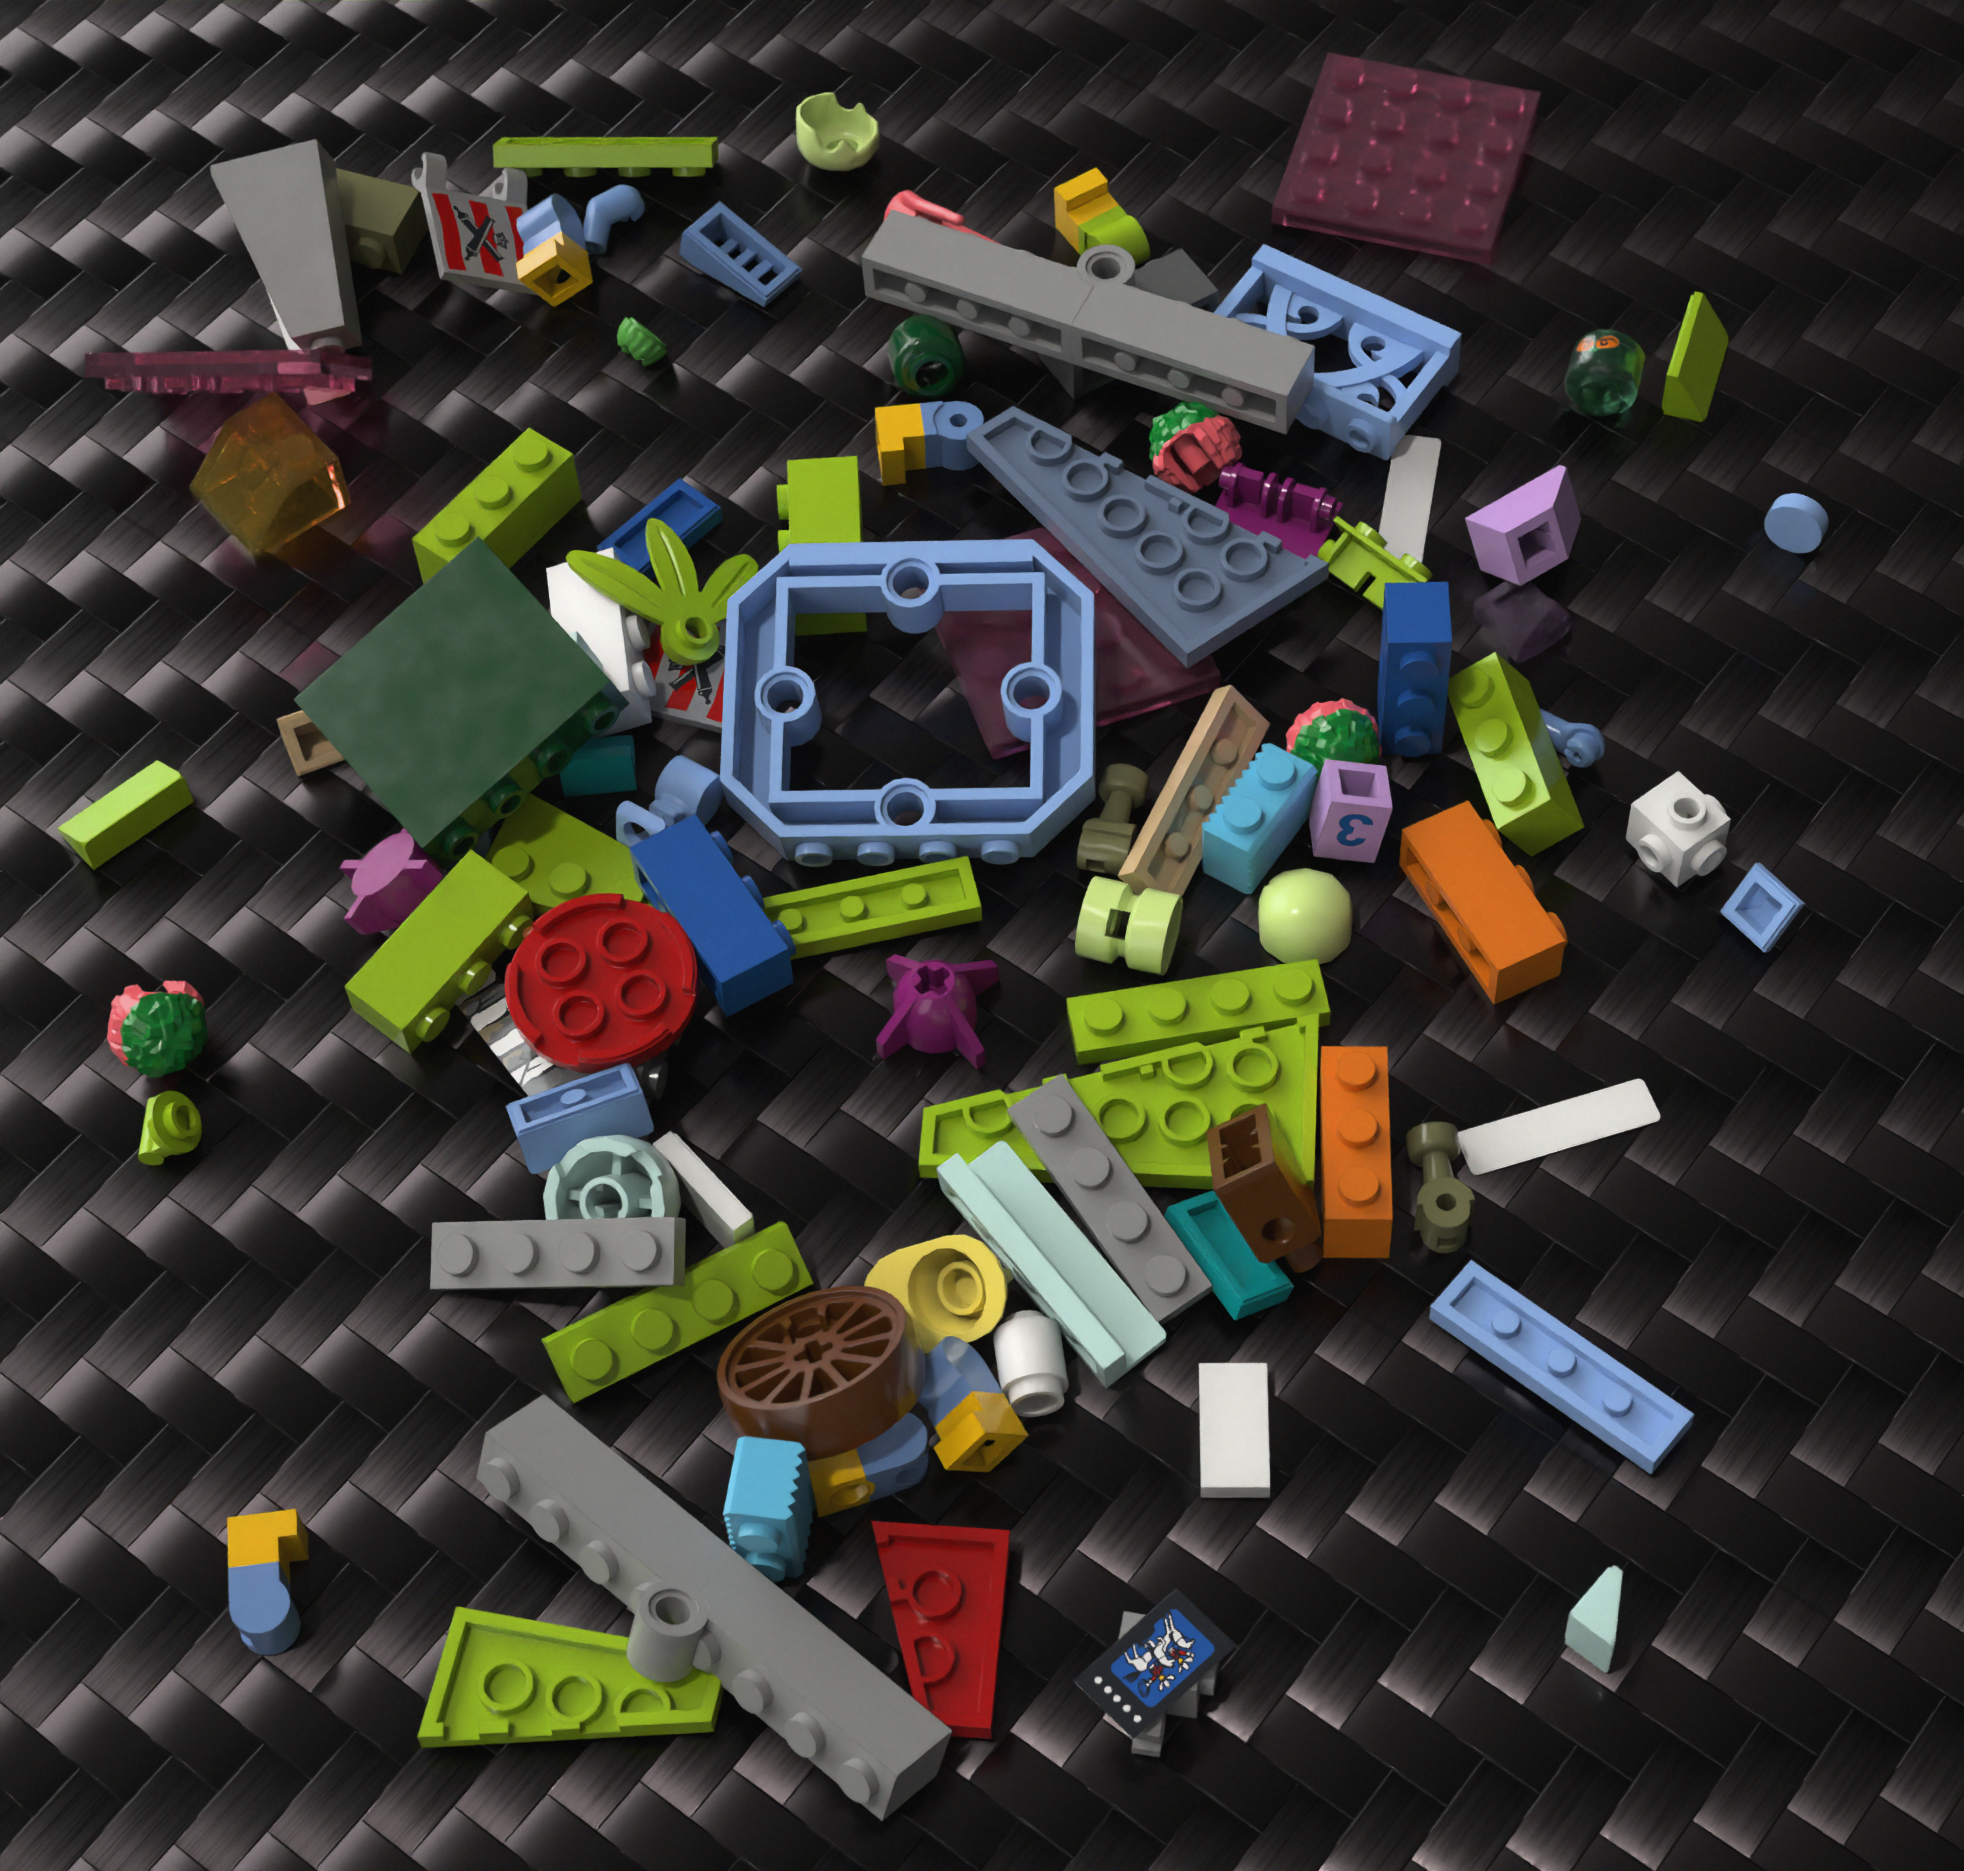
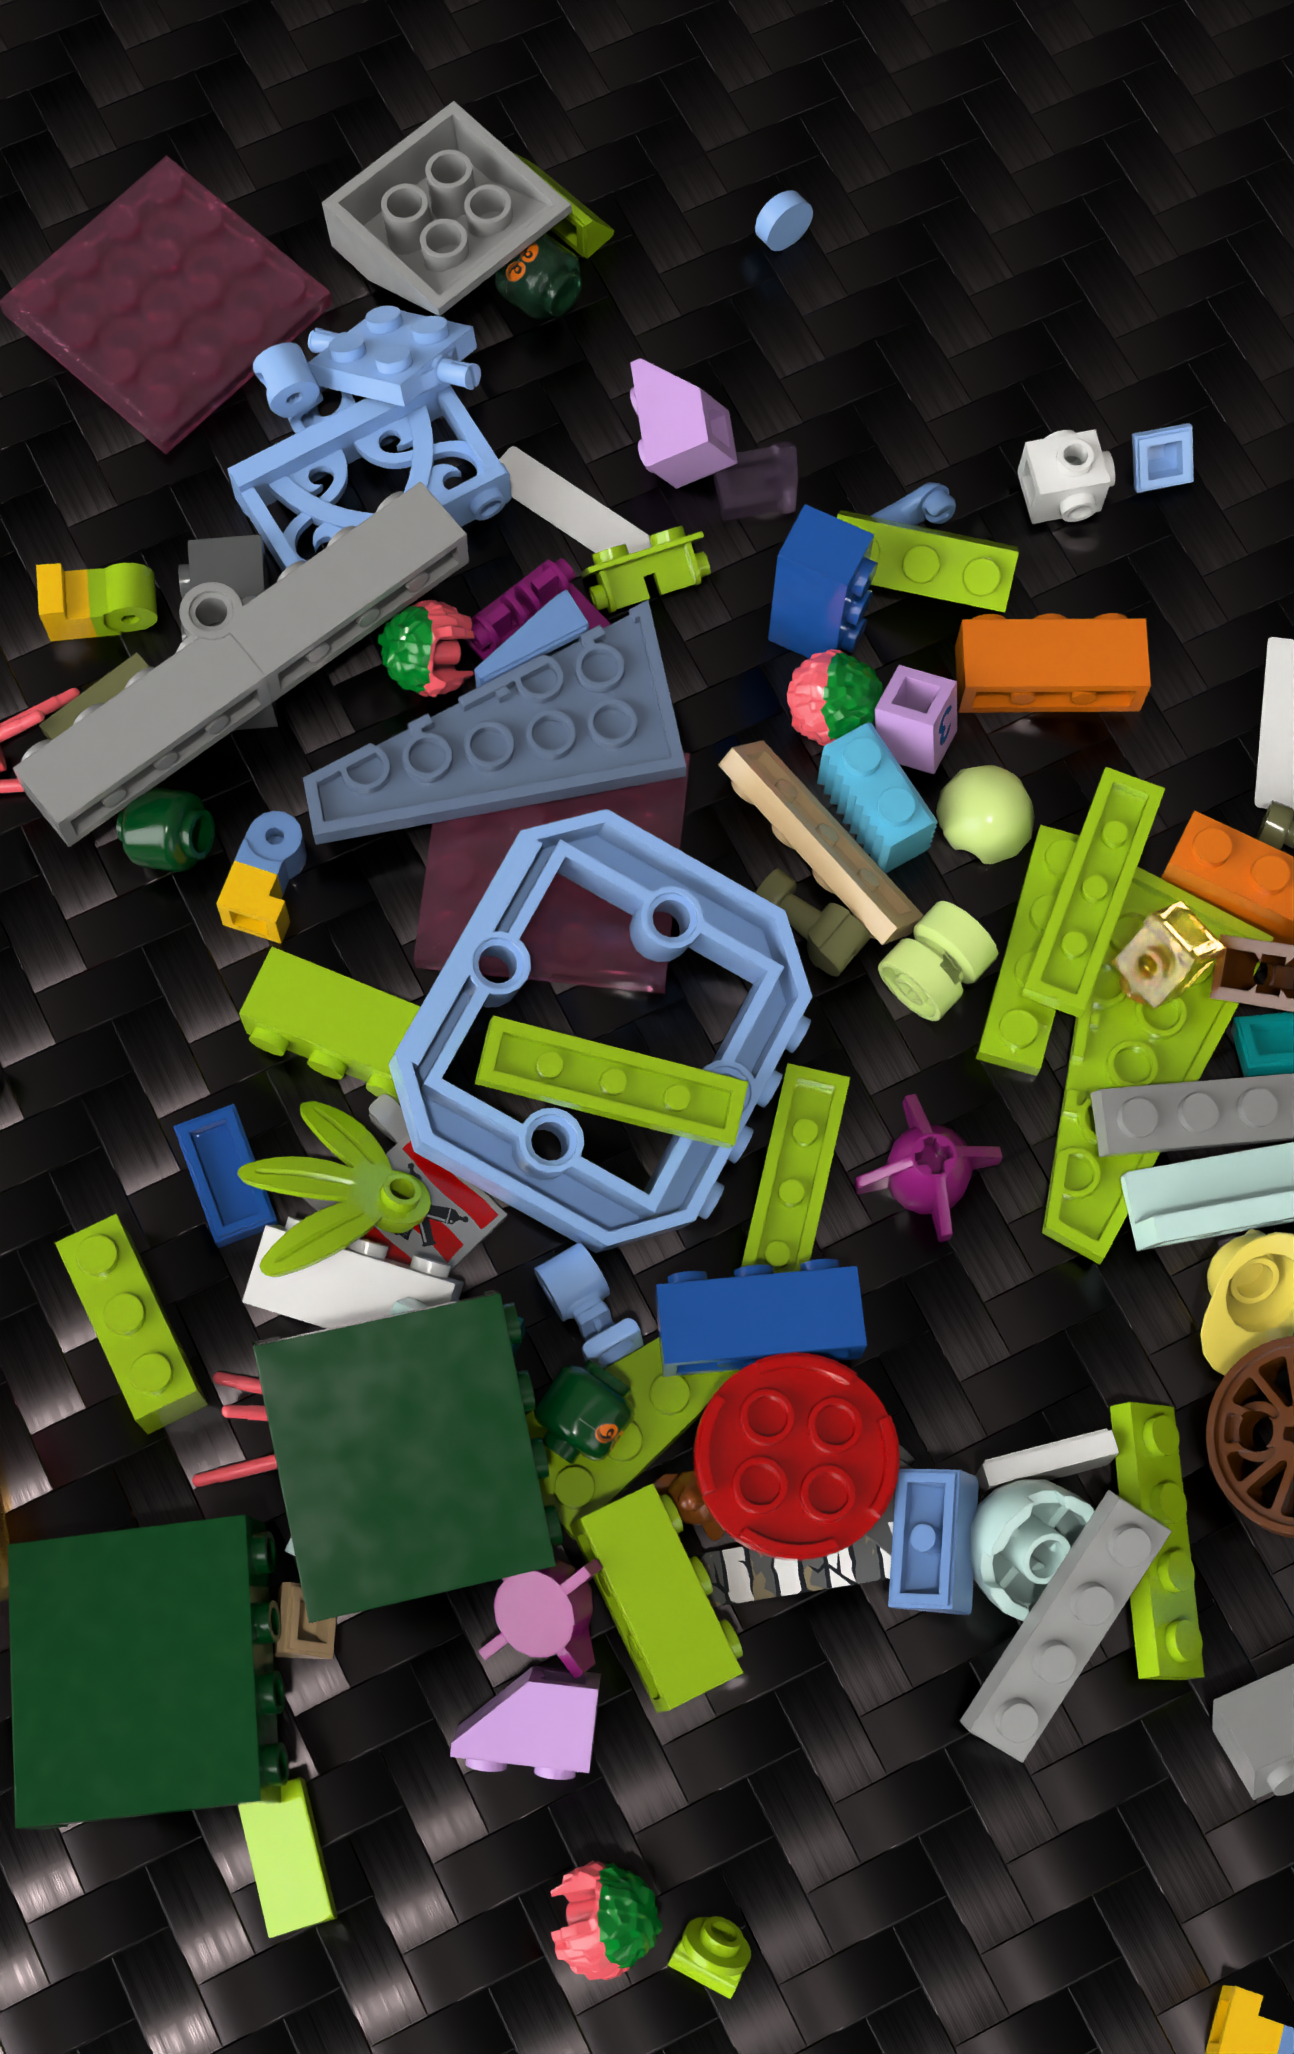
camera: 70 degrees left, 15 degrees up
(216, 641) = (144, 1672): none -> dark green panel
(299, 920) = (536, 1722): none -> lavender slope
(569, 827) = (584, 1412): none -> dark green head
(851, 704) = (611, 1082): none -> lime plate
(1212, 1070) = (1166, 956): none -> clear yellow brick
(1247, 506) = (545, 633): none -> medium blue slope
(1261, 1005) = (1093, 892): none -> lime plate
(1361, 245) = (292, 386): none -> light blue leg
(1441, 298) = (394, 356): none -> light blue plate
(1607, 268) = (441, 212): none -> light grey slope

